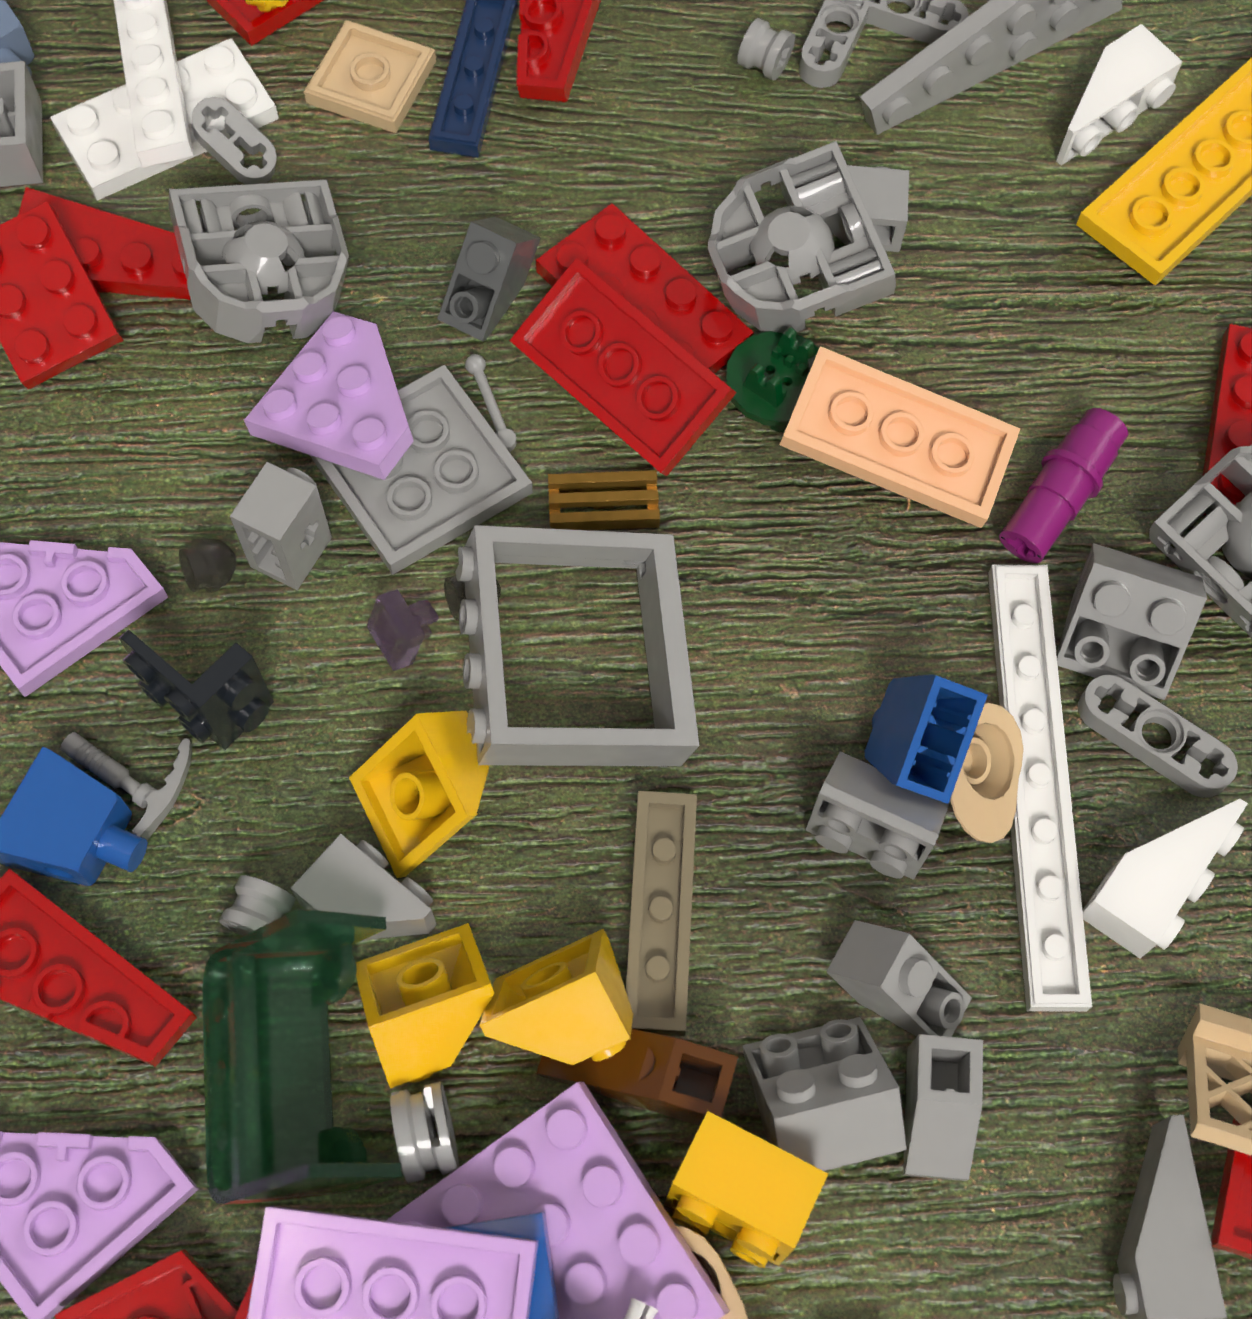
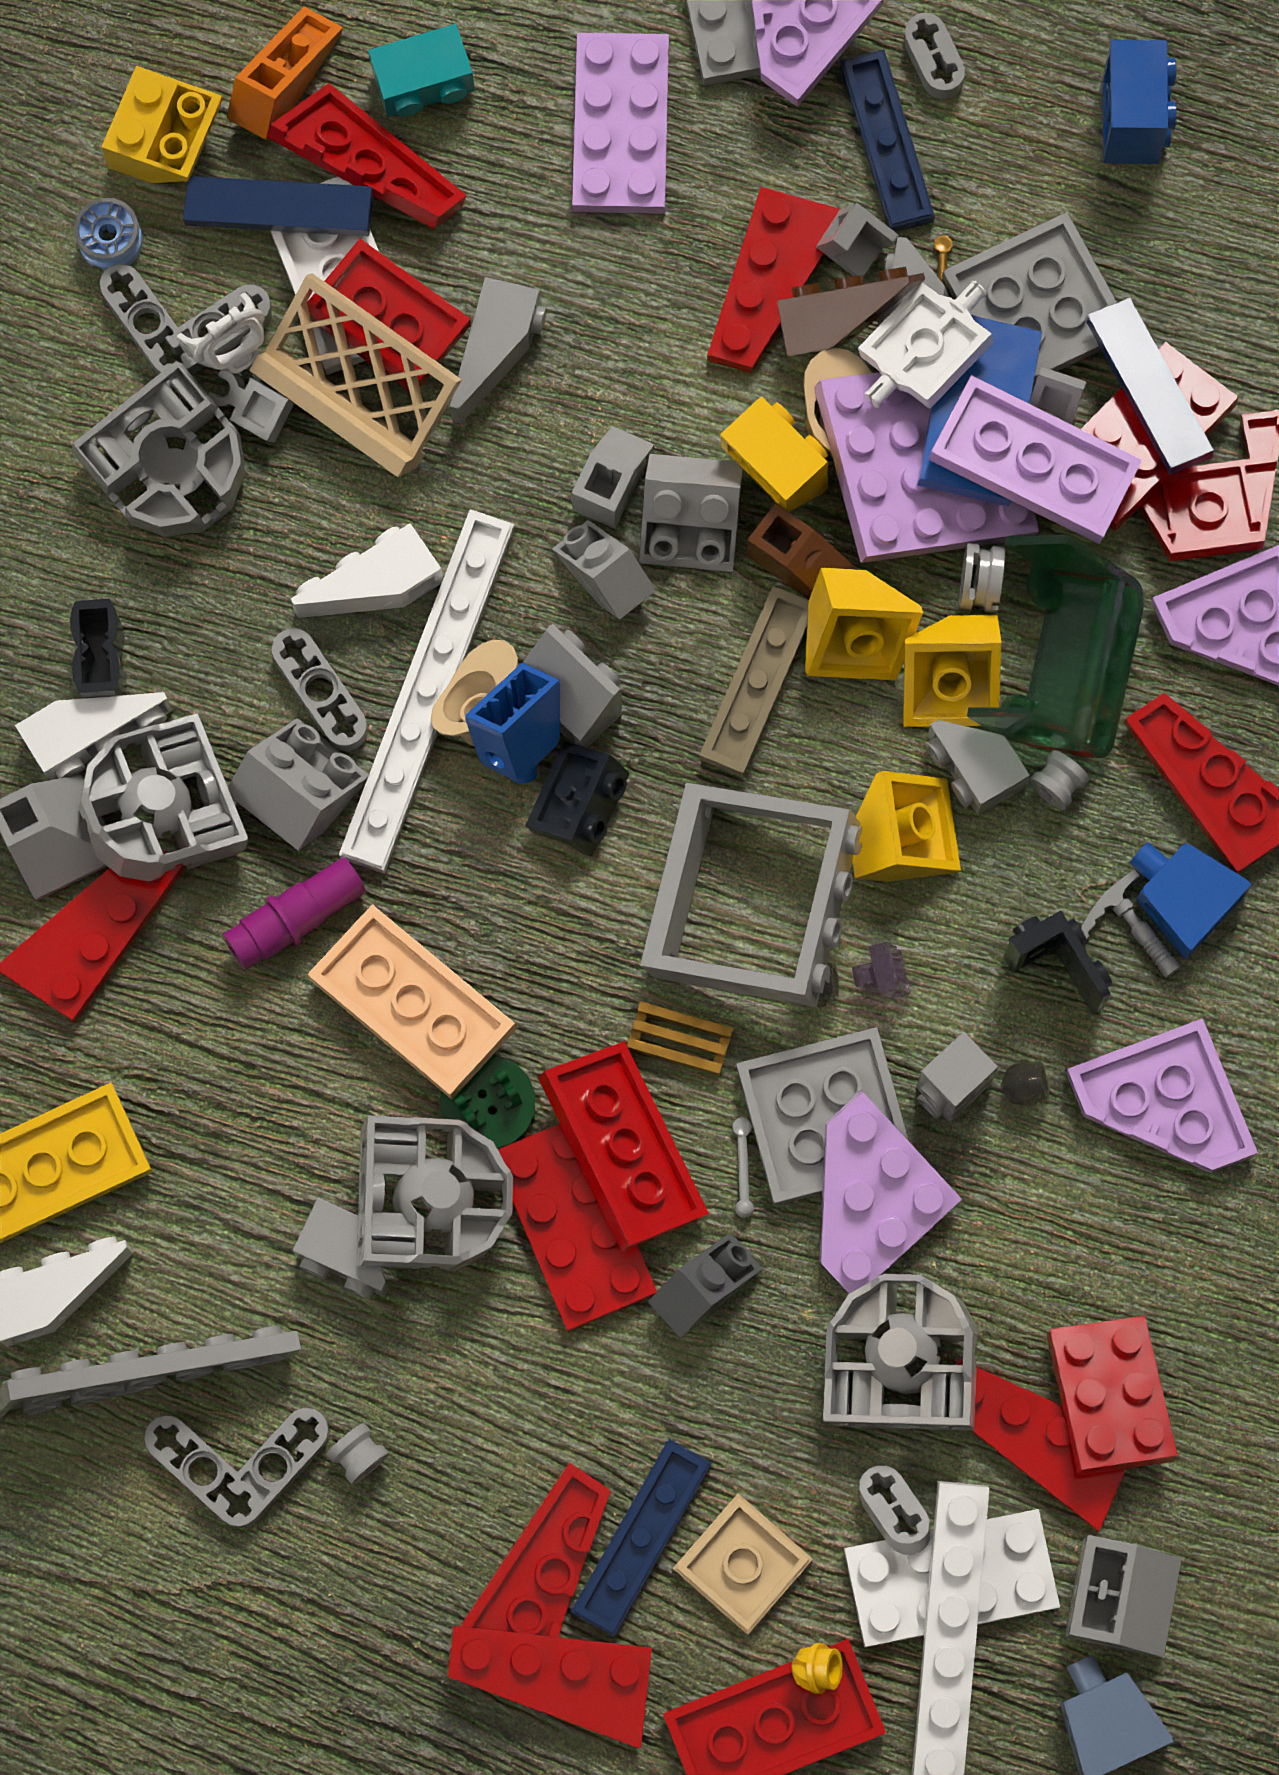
camera: 155 degrees left, 10 degrees up
(814, 704) = (578, 797): none -> black bracket

